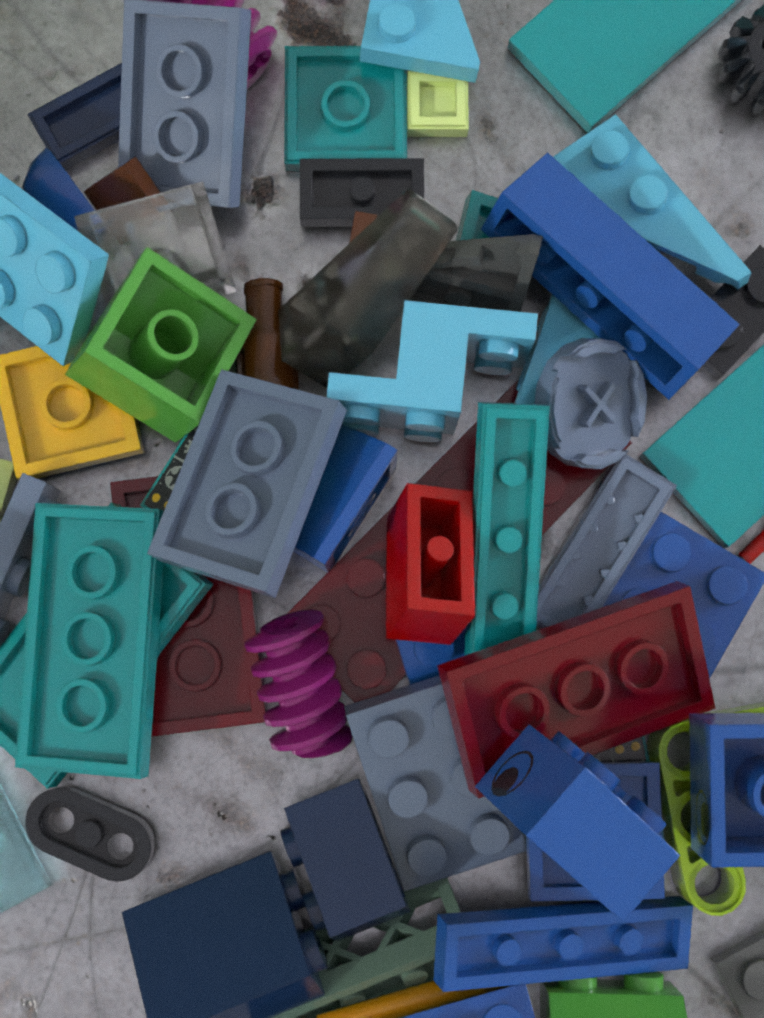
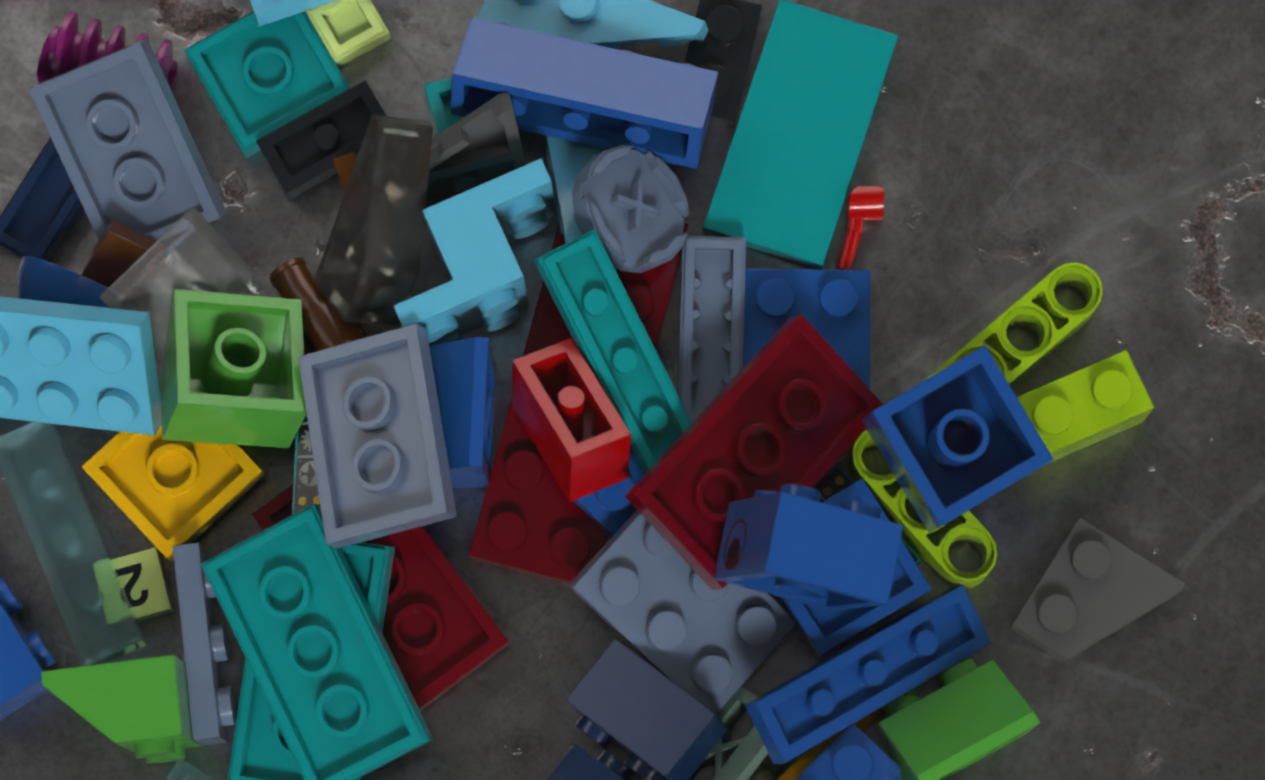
camera: 25 degrees left, 5 degrees down
(301, 685) = (520, 589): magenta piece -> none

